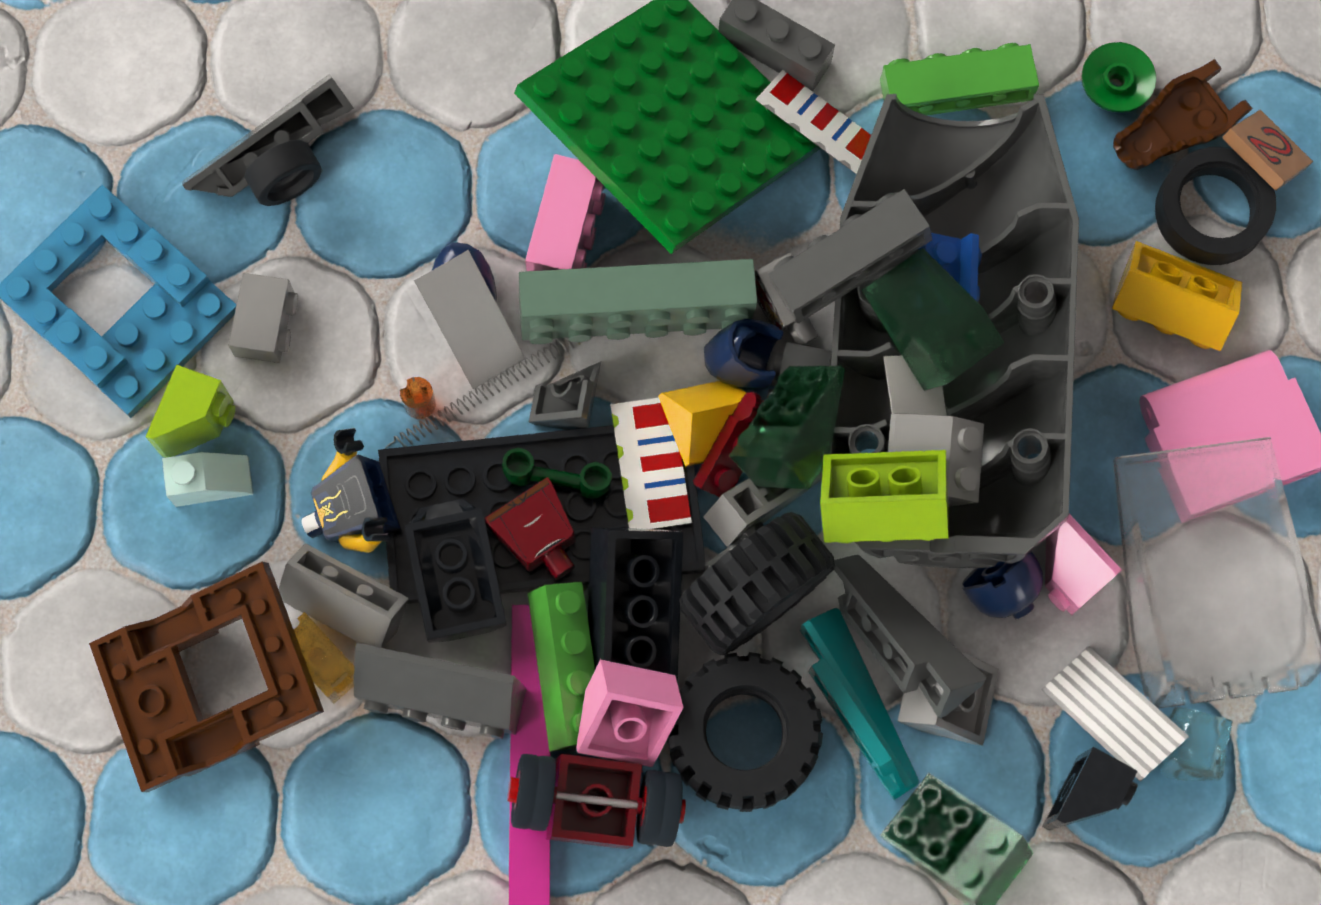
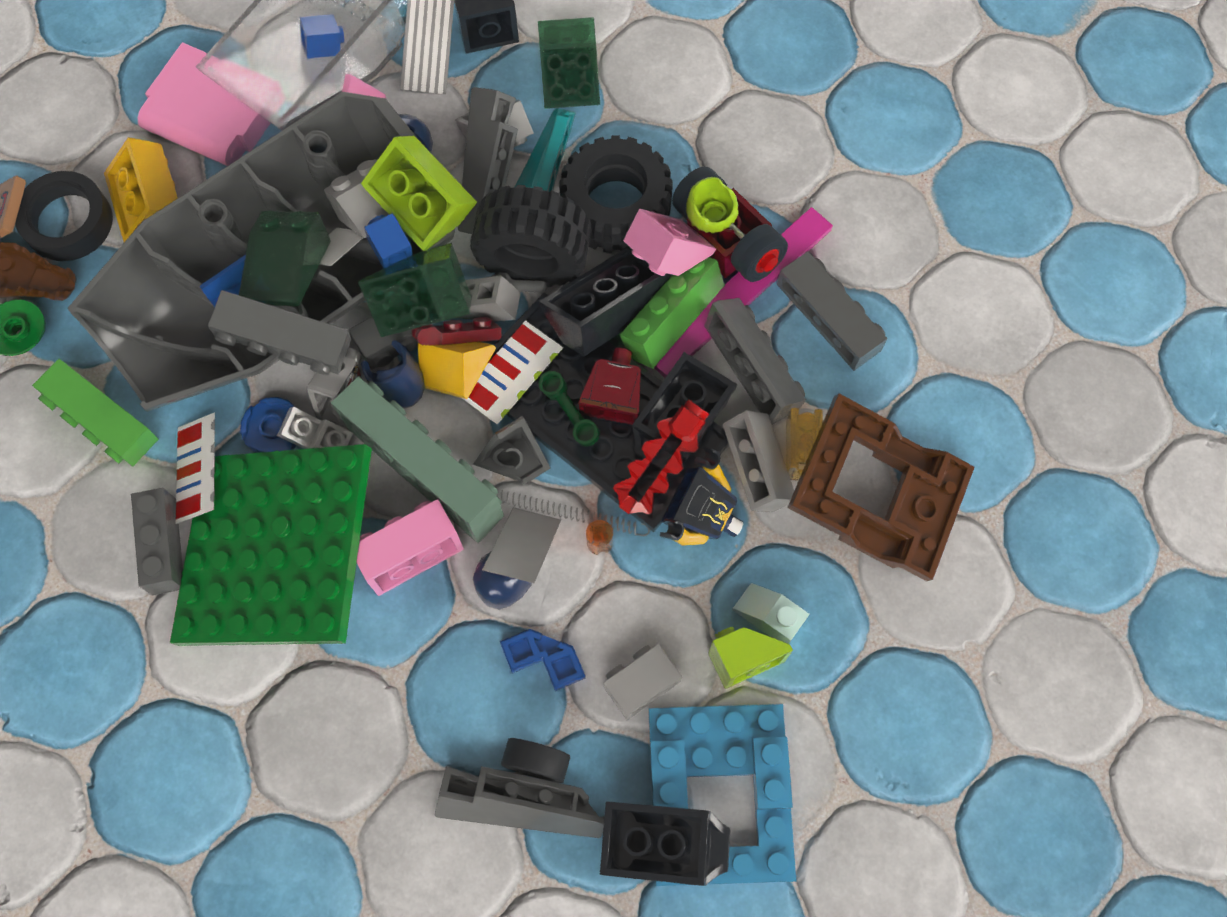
camera: 130 degrees left, 5 degrees down
(119, 206) = (663, 844): none -> black slope
(356, 275) = (534, 647): none -> blue tile
(420, 825) = (831, 310): none -> dark grey brick
(424, 538) = (685, 426): none -> red sword
(618, 783) = (711, 205): none -> lime hair
(763, 242) = (311, 432): none -> white slope
(801, 215) = (262, 424): none -> blue tile
(859, 425) = (387, 240): none -> blue brick
(1218, 608) = (320, 36): none -> blue brick

